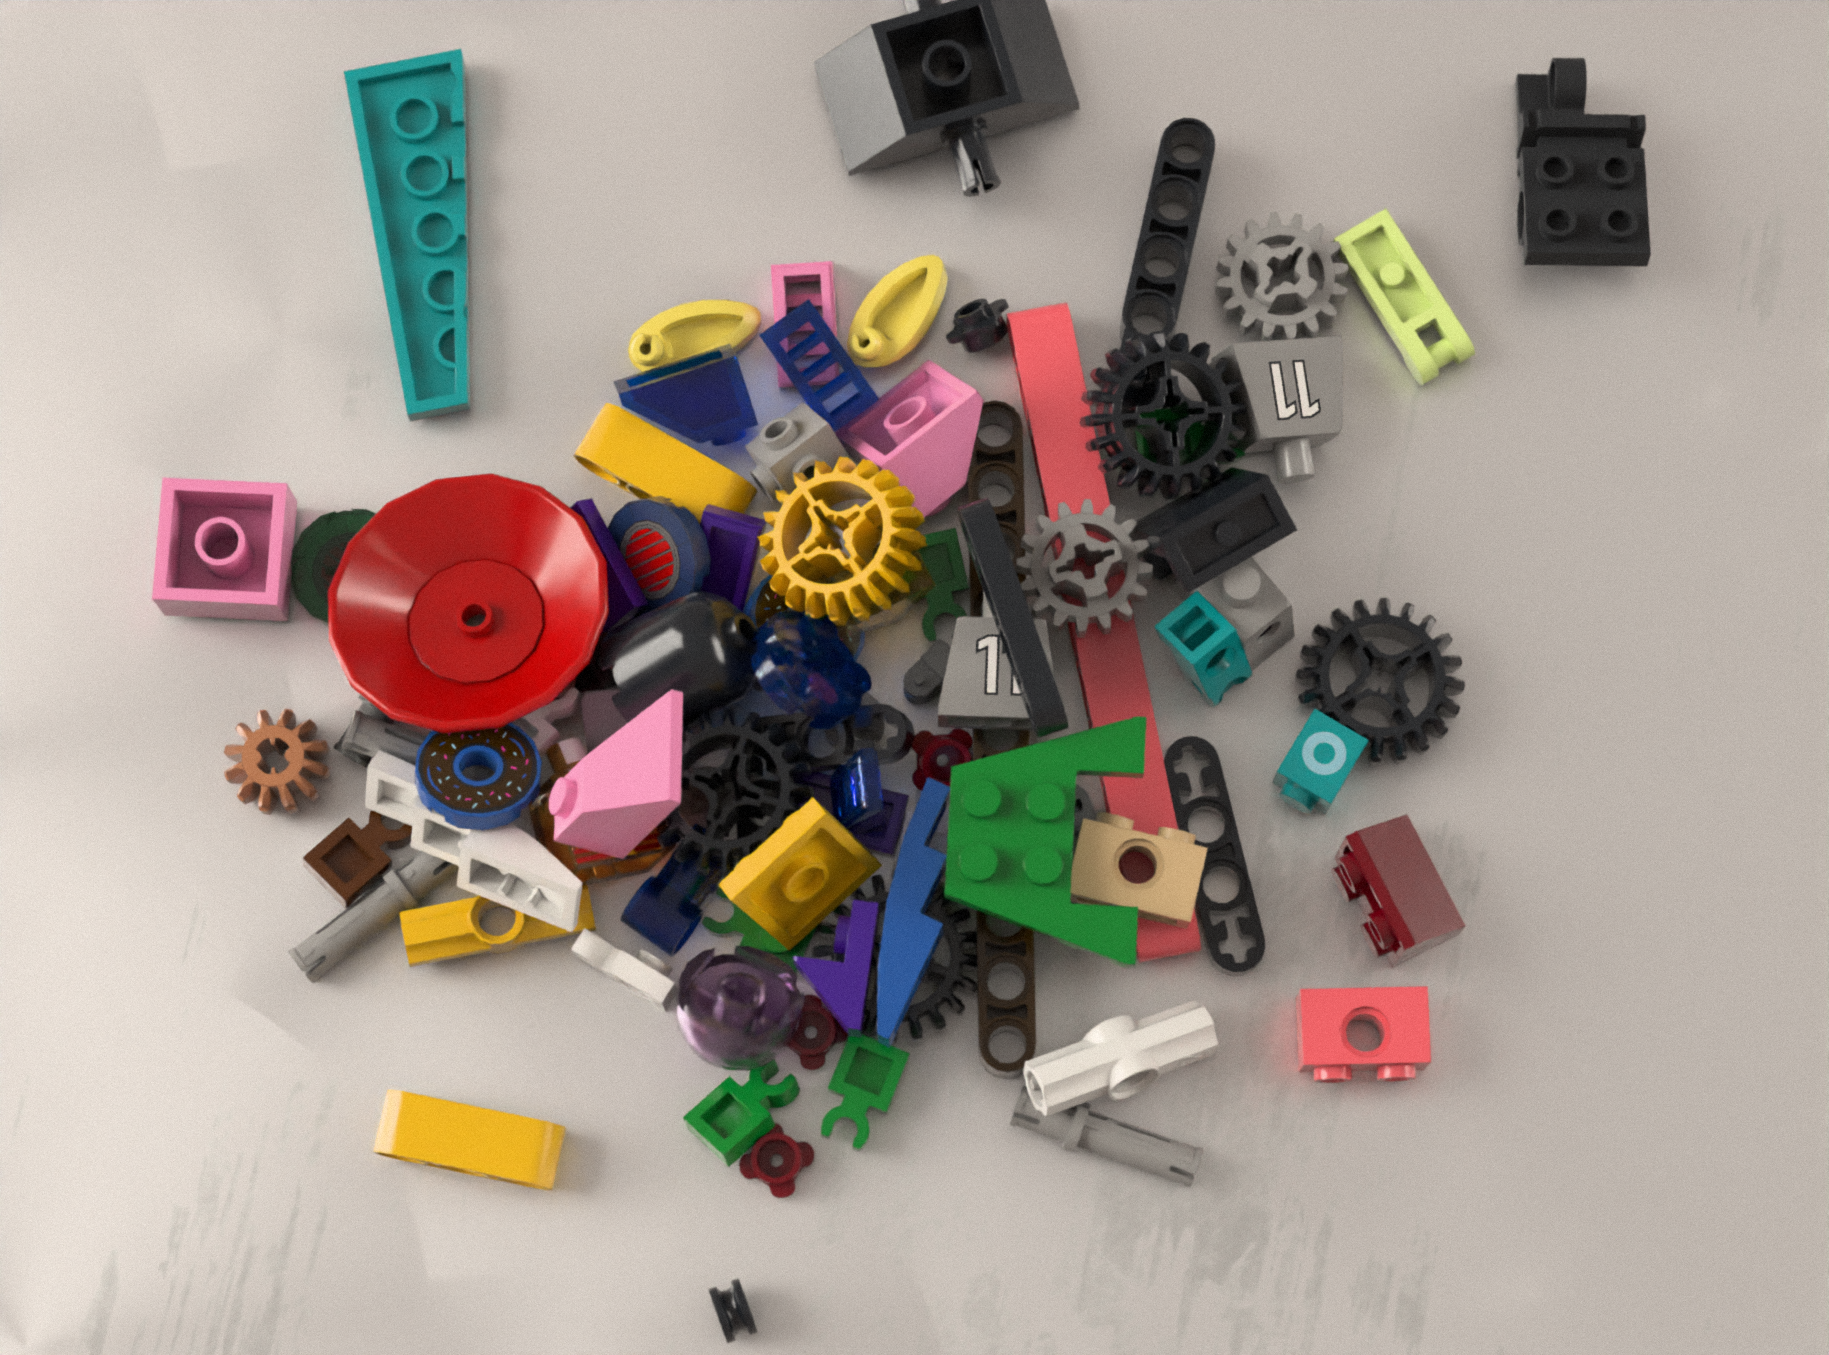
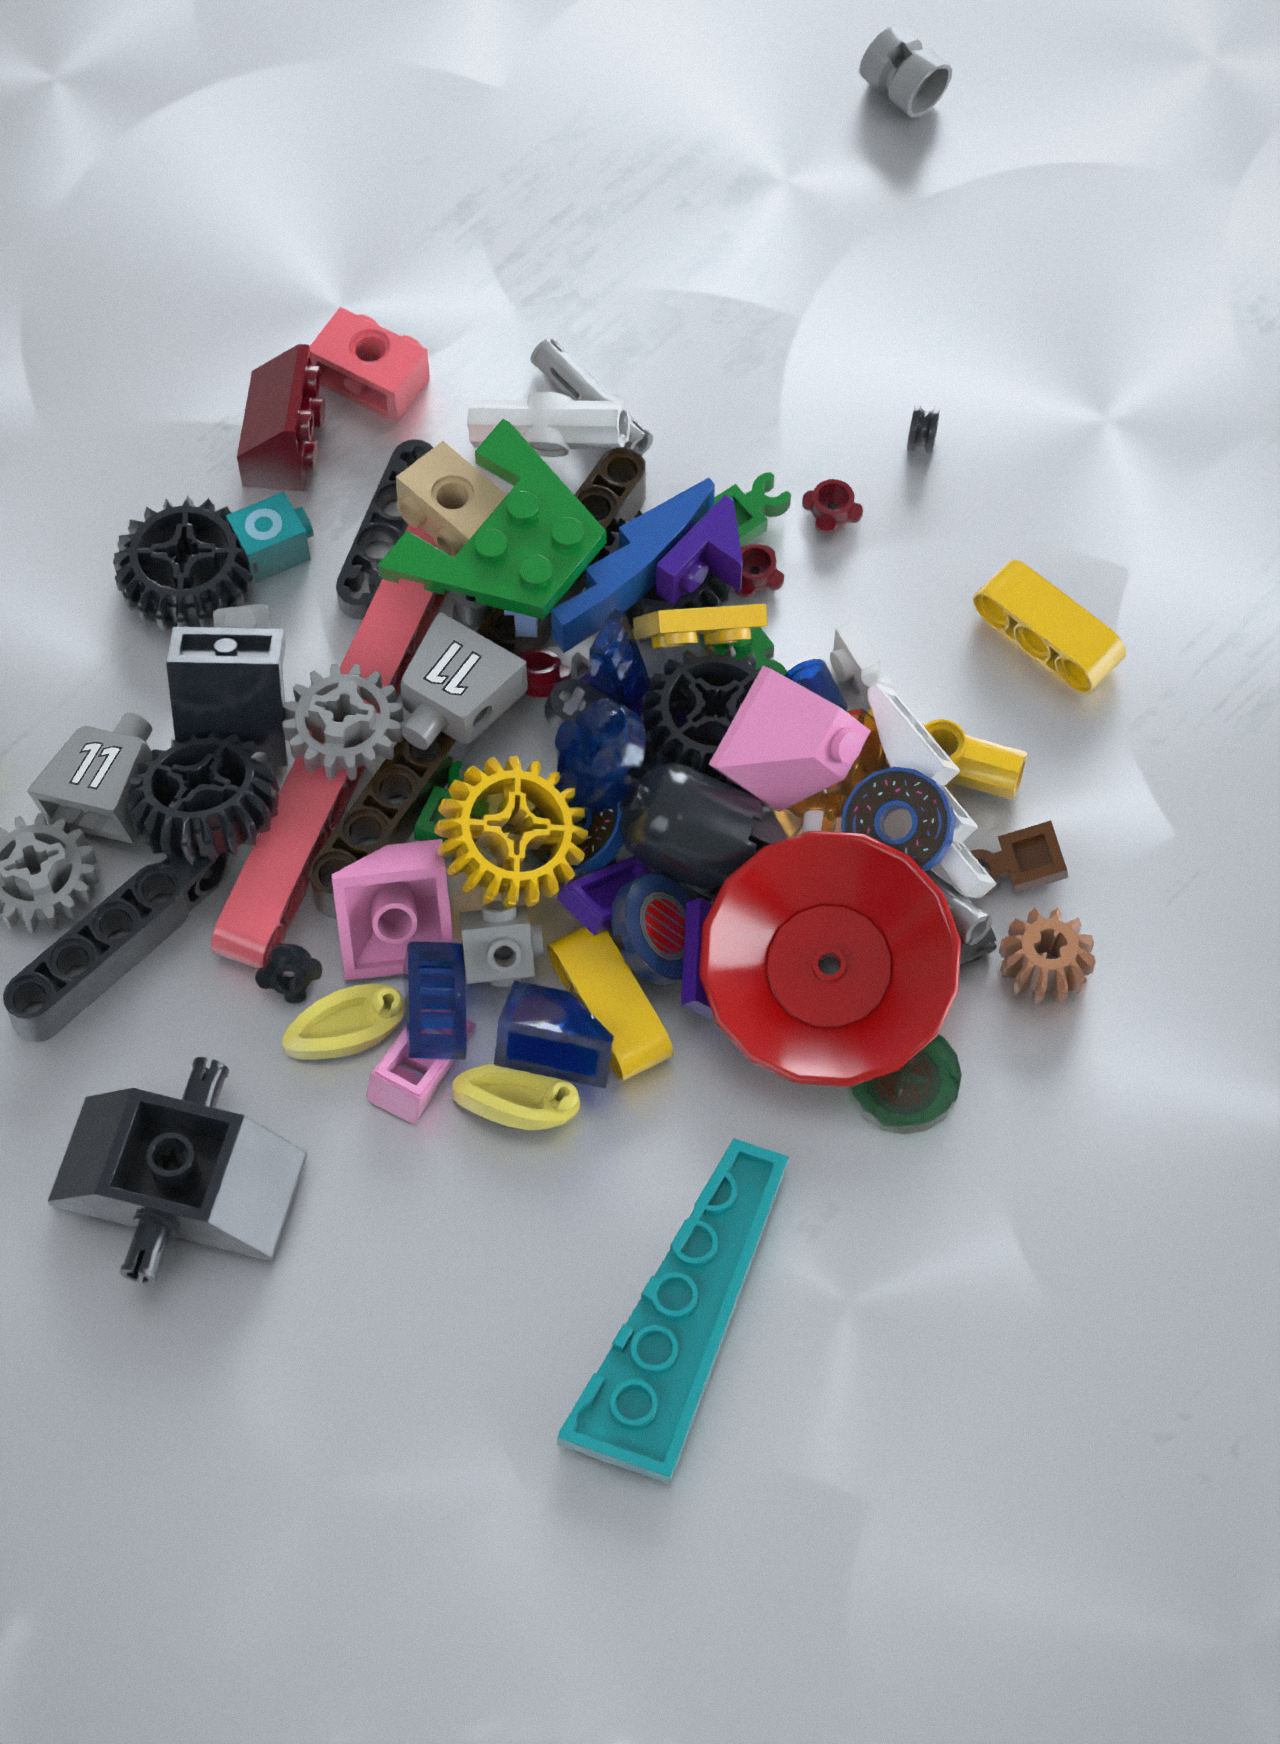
camera: 150 degrees left, 15 degrees down
(224, 549) = (1000, 1126): bright pink brick -> none
(371, 913) = (1064, 811): light grey pin -> none
(738, 1007) = (802, 585): clear purple cylinder -> none
(738, 1116) = (846, 540): green plate -> none
(927, 675) = (501, 742): dark grey piece -> none
(1012, 618) = (425, 680): black beam -> none
(1205, 648) = (300, 628): teal leg -> none

